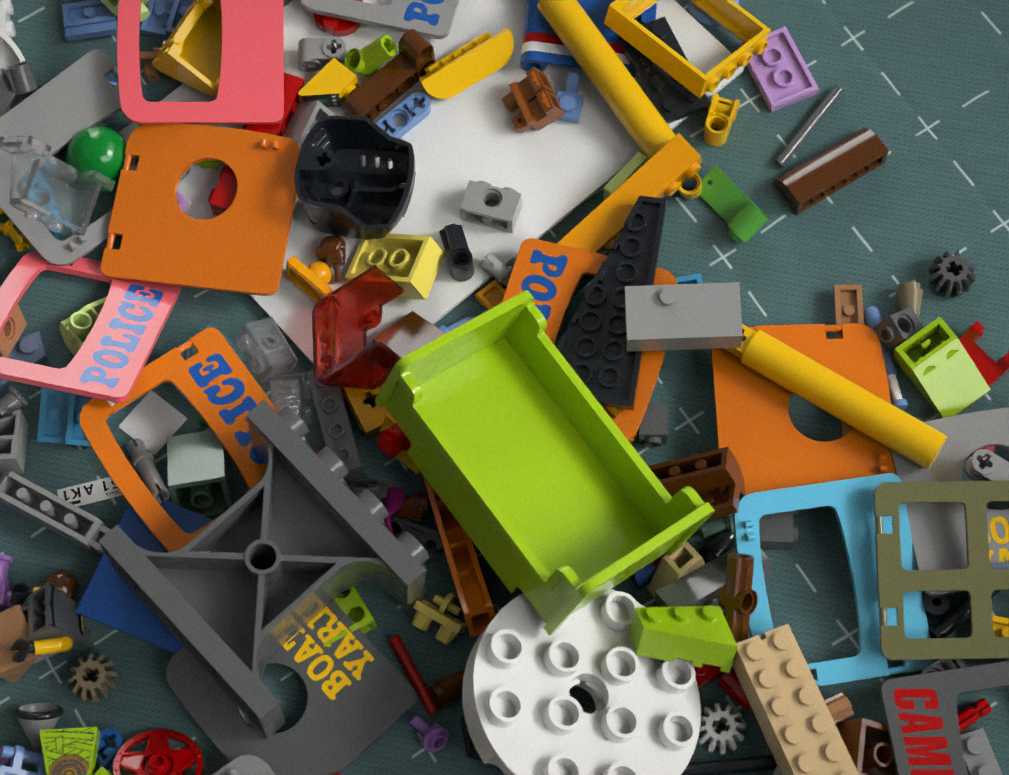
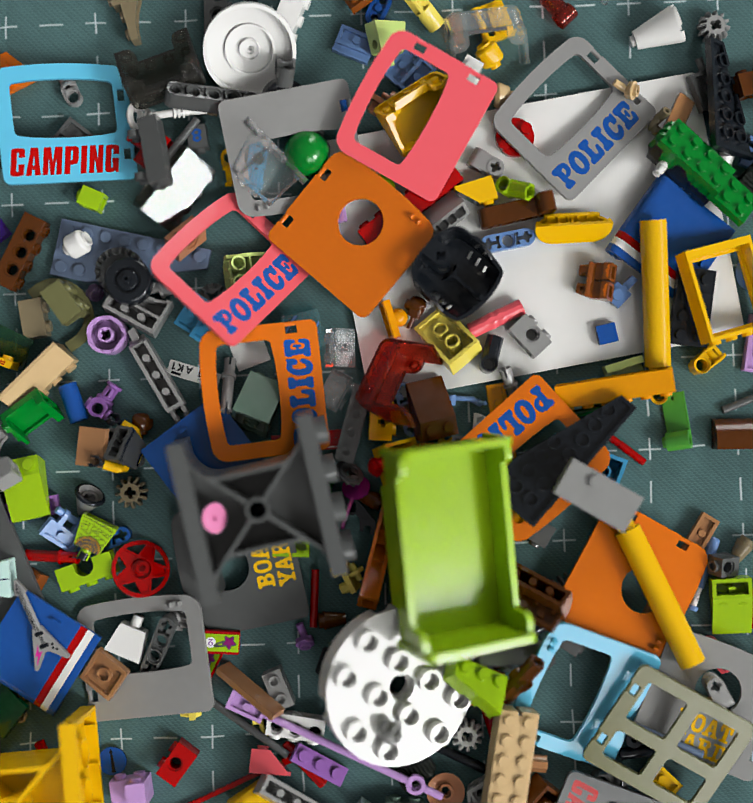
camera: 25 degrees right, 20 degrees up
(214, 605) = (214, 517): none -> bright pink piece
(440, 206) = (496, 318): none -> coral axle
(583, 155) = (606, 333): none -> blue tile
(607, 749) = (390, 732): none -> light grey gear
(684, 270) = (627, 450): none -> red piece

